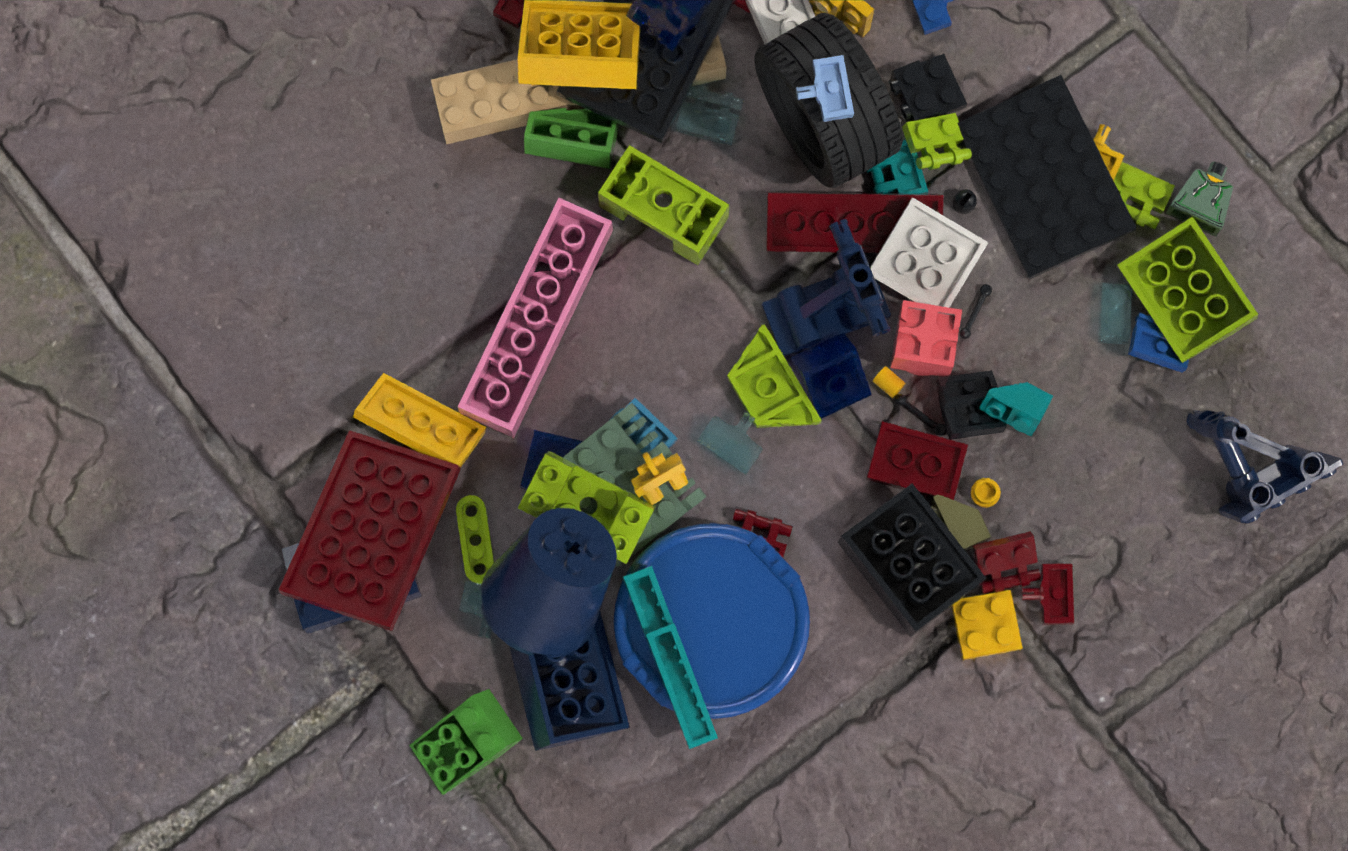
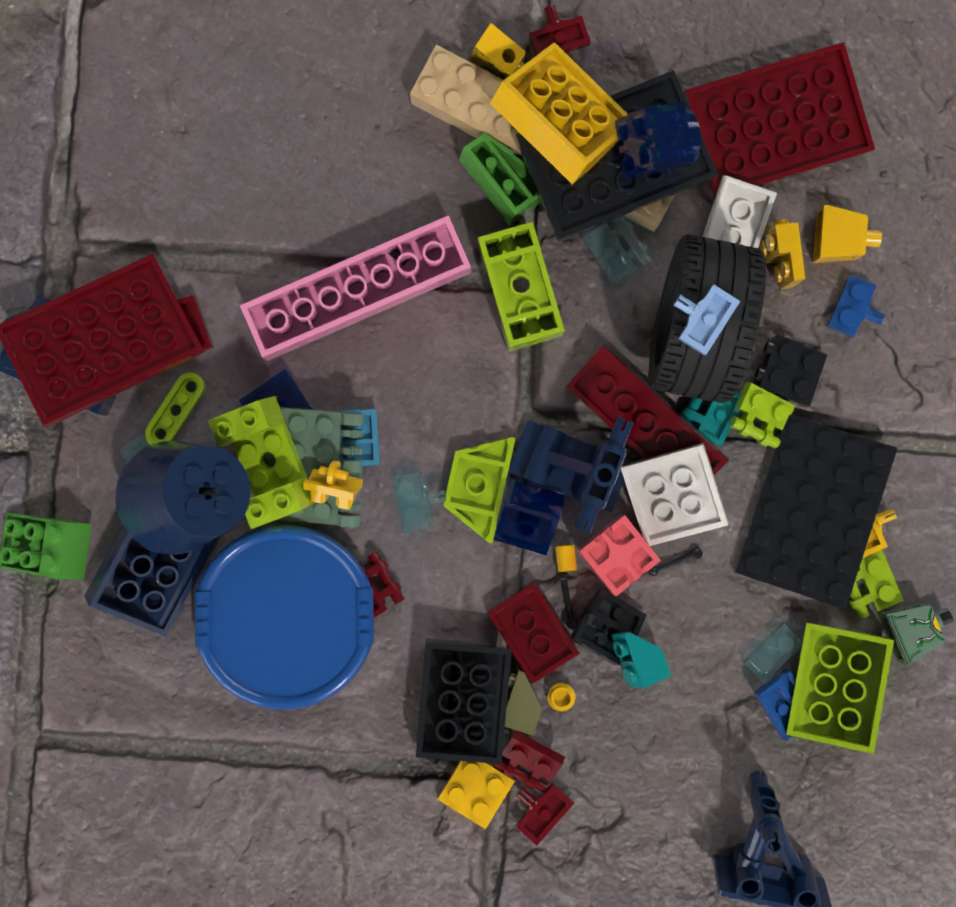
camera: 40 degrees right, 10 degrees up
(419, 421) = (207, 290): yellow plate -> none
(484, 46) = (493, 50): none -> yellow torso
(670, 657) = (228, 617): teal slope -> none
(969, 205) = (741, 469): black hinge -> none

